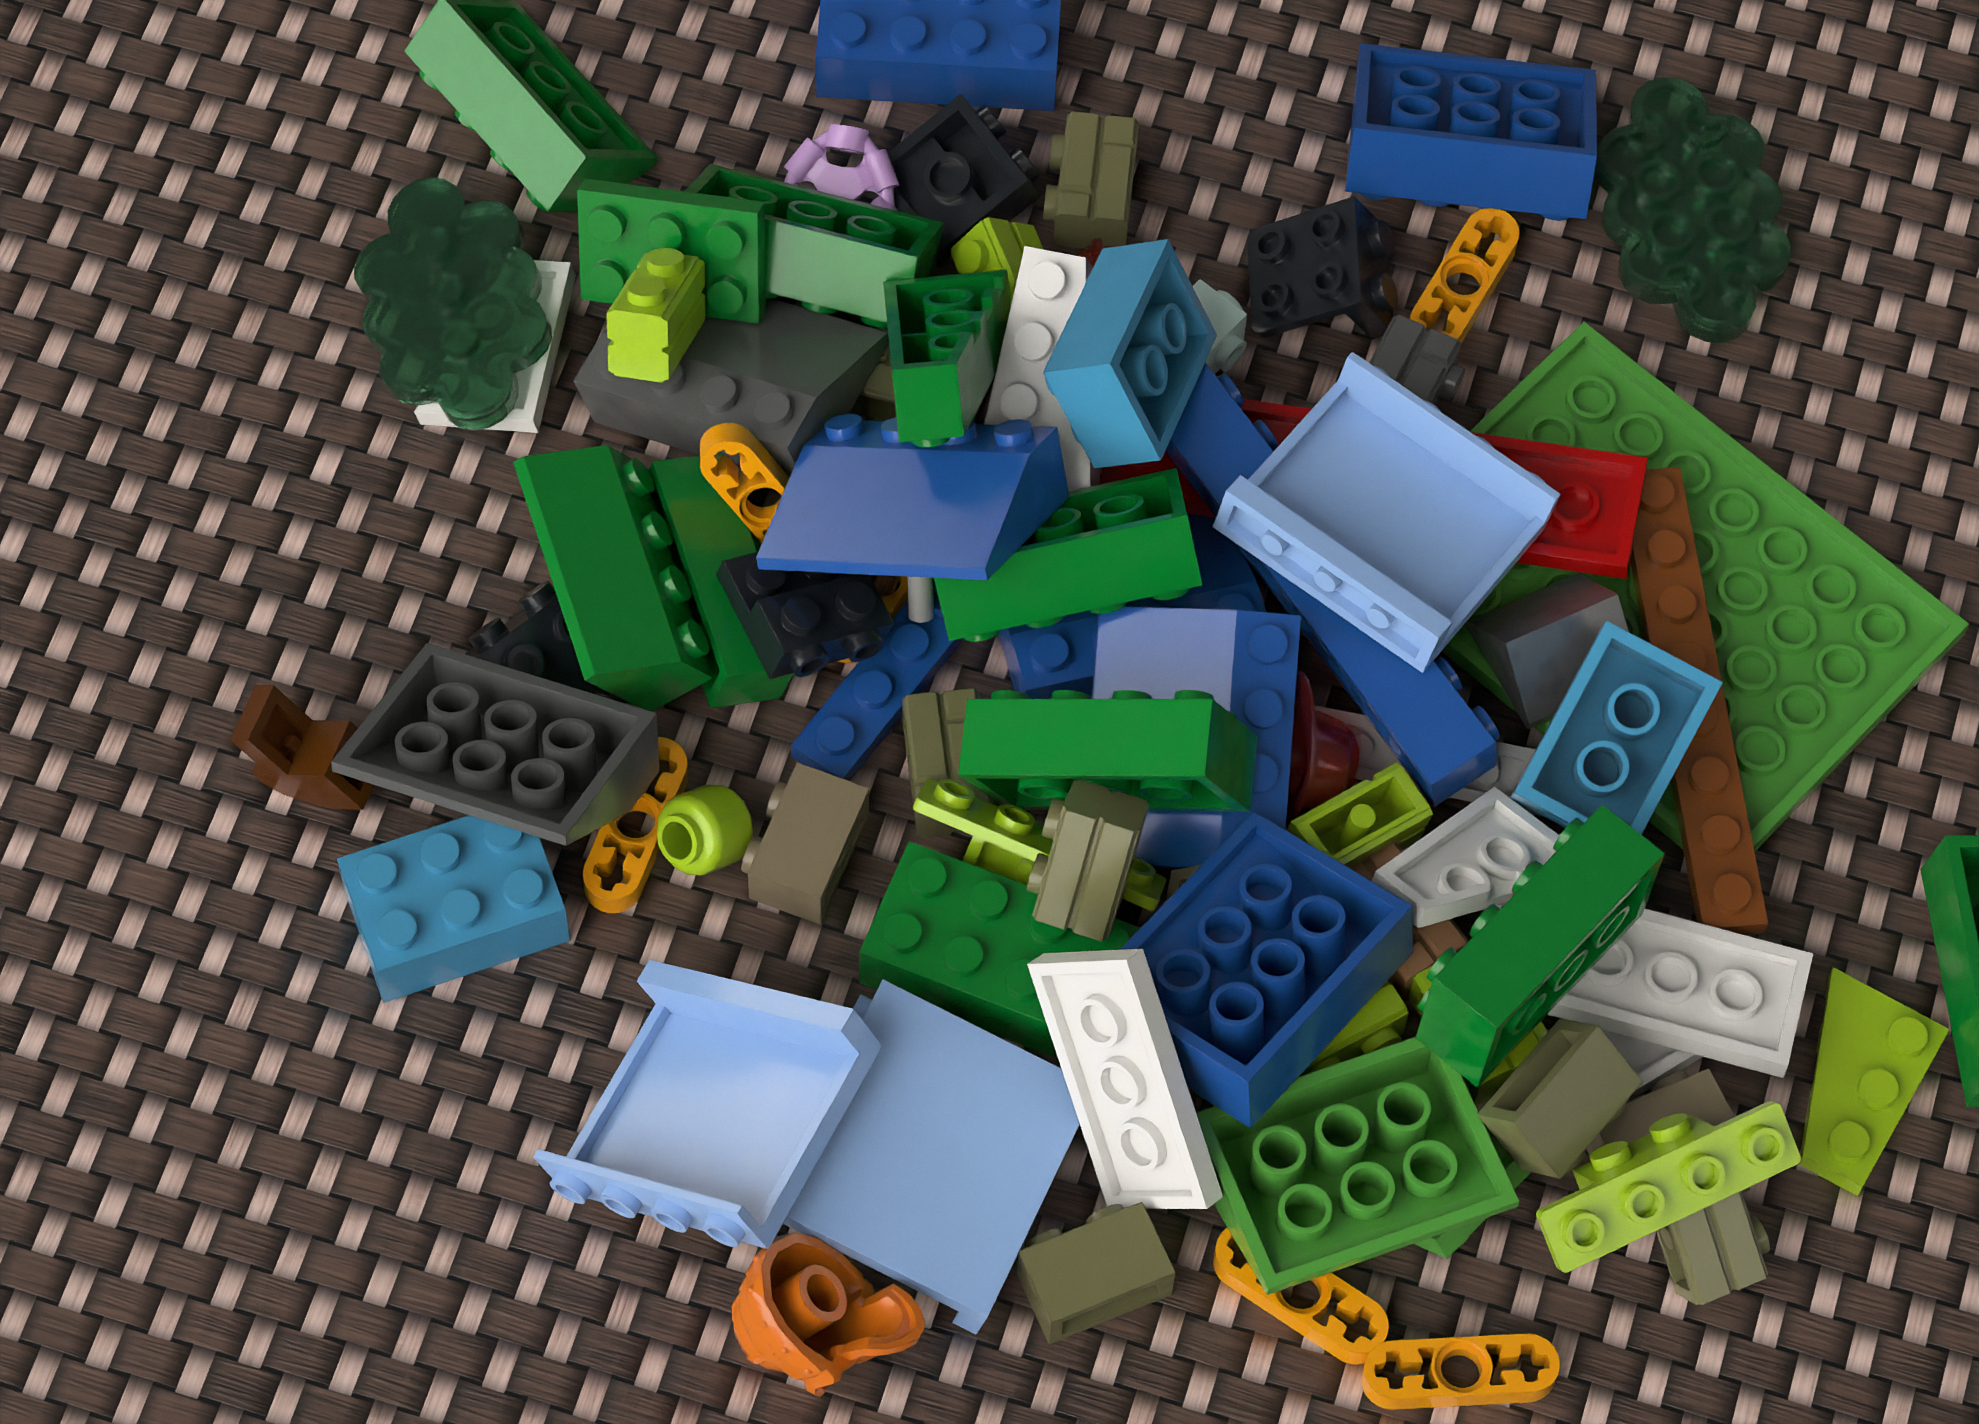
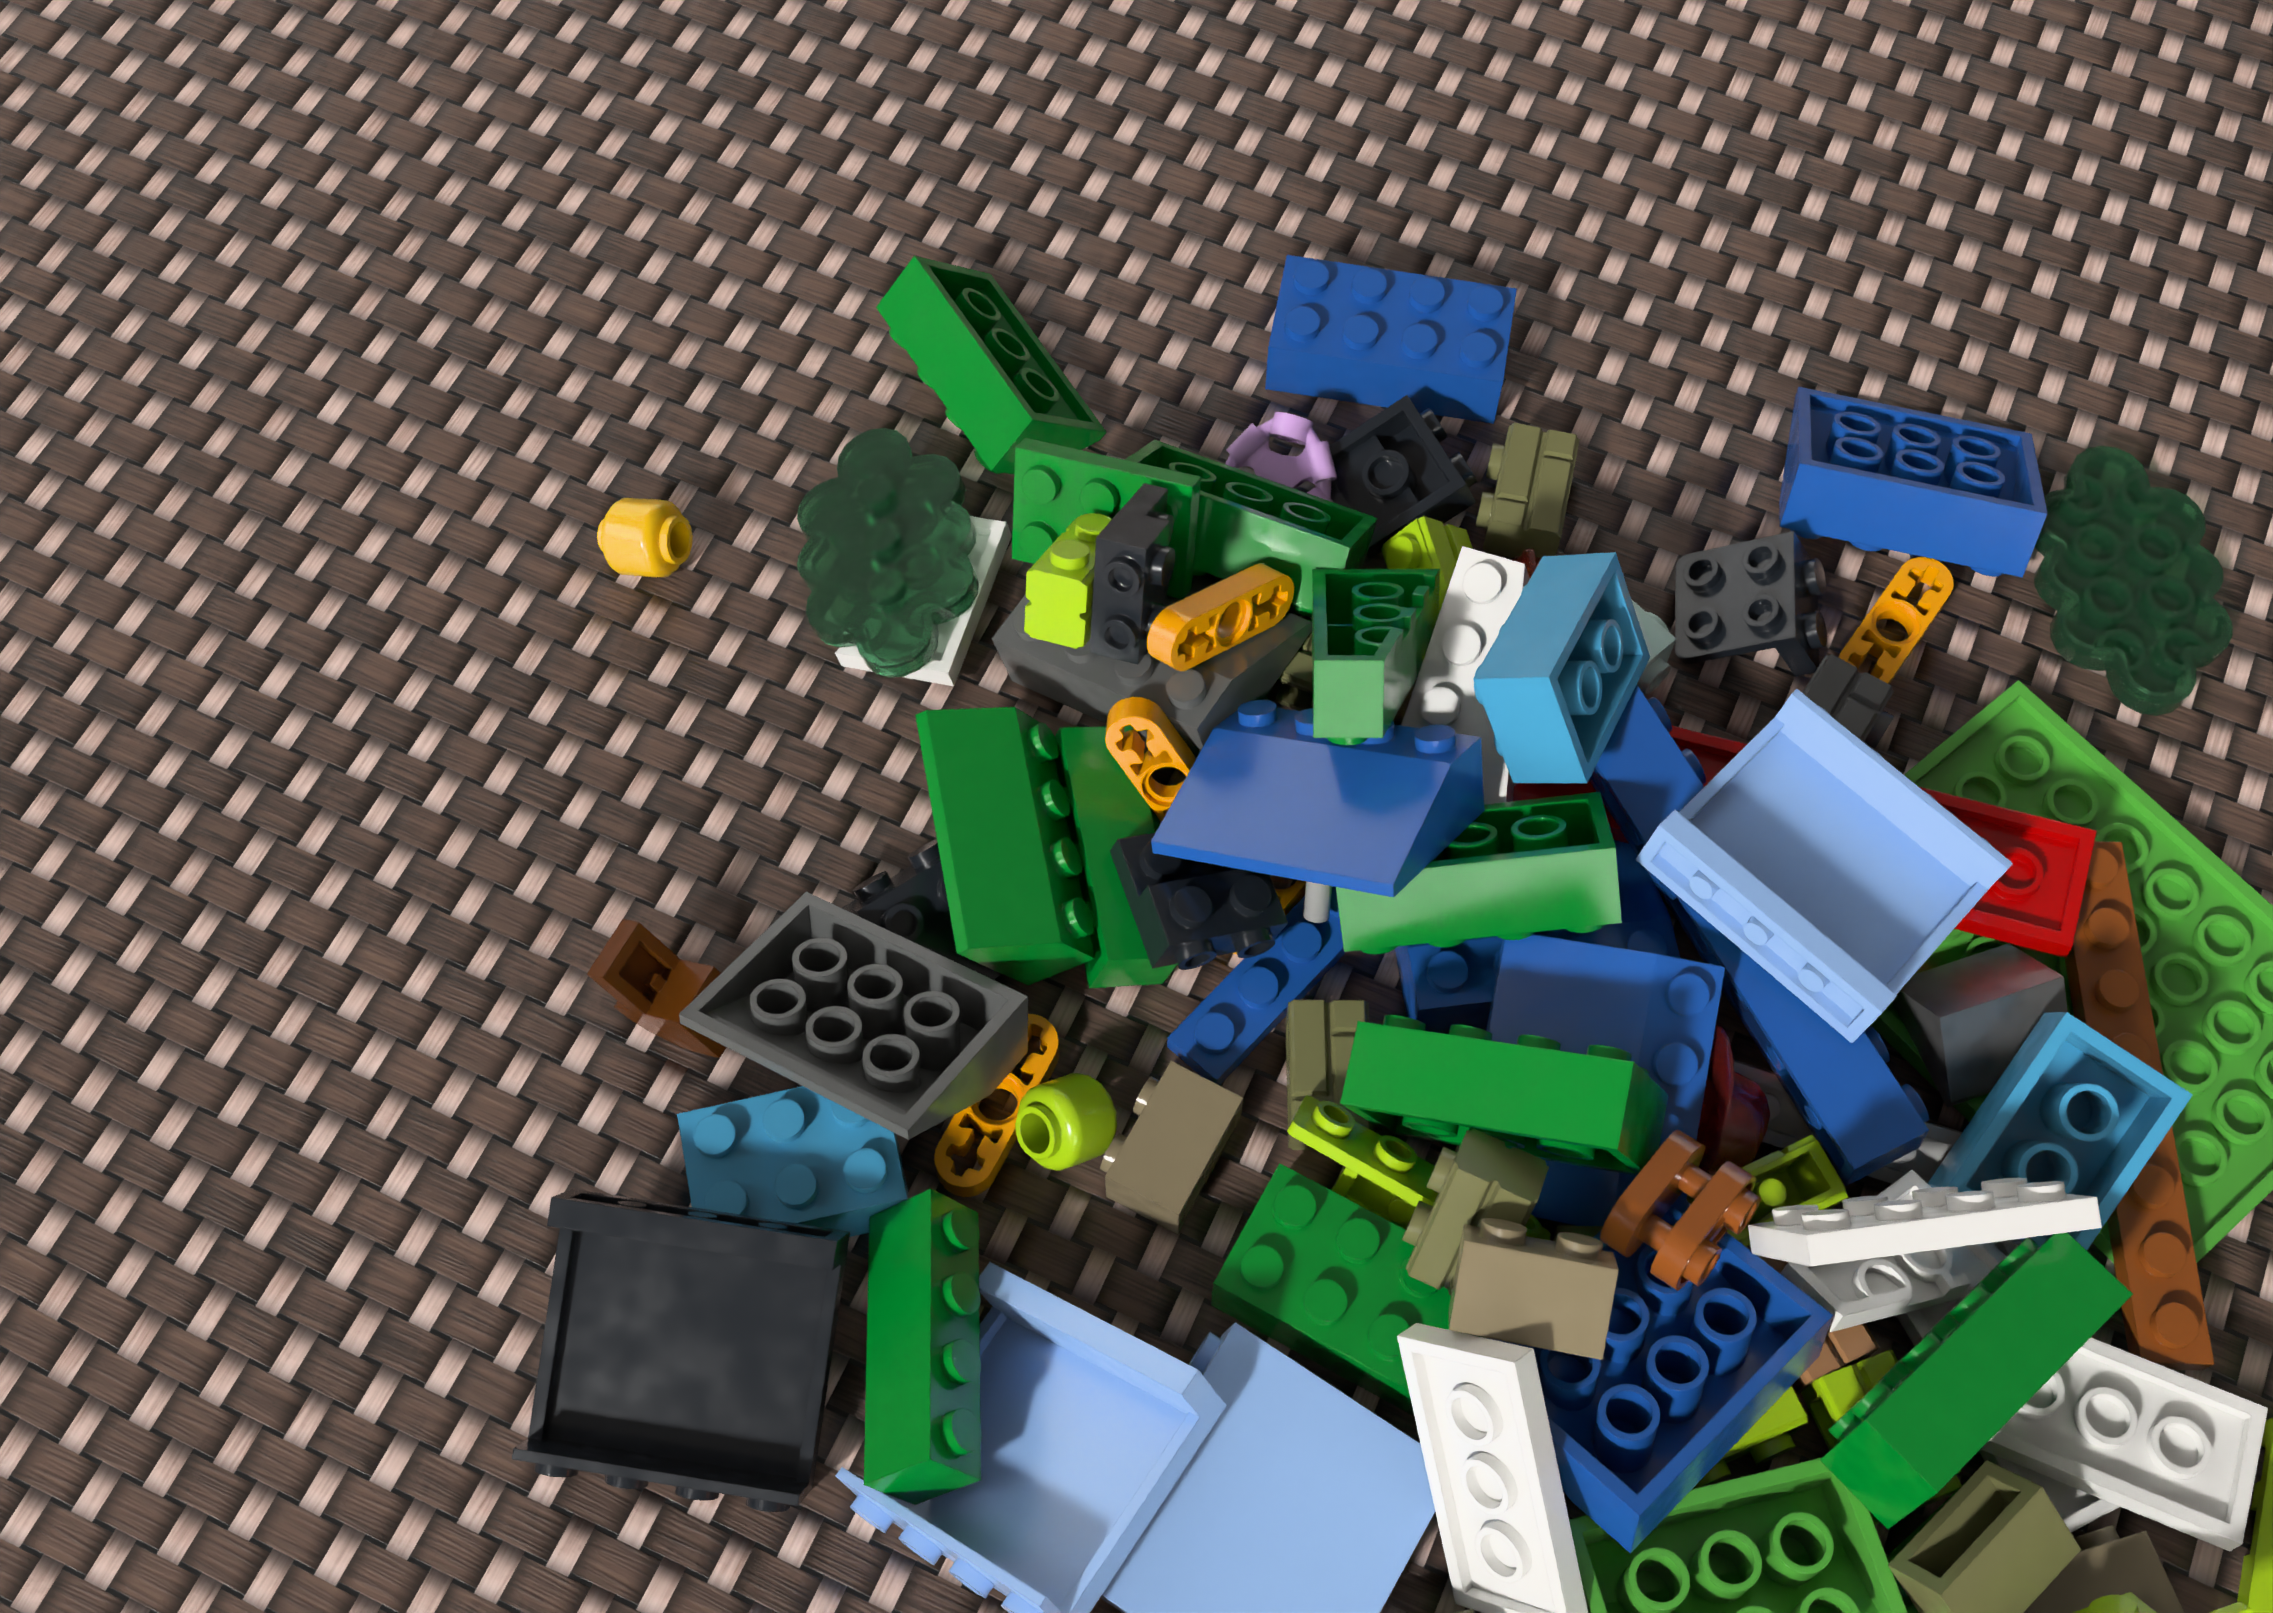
camera: 10 degrees right, 0 degrees up
(203, 314) = (645, 537): none -> yellow head
(378, 1062) = (685, 1349): none -> black panel
(599, 1035) = (923, 1349): none -> green brick
(710, 308) = (1131, 575): none -> black plate
(798, 337) = (1192, 627): none -> light orange beam
(1141, 905) = (1533, 1288): none -> dark tan brick
(1271, 831) = (1690, 1246): none -> dark orange brick
(1496, 809) = (1929, 1222): none -> white plate

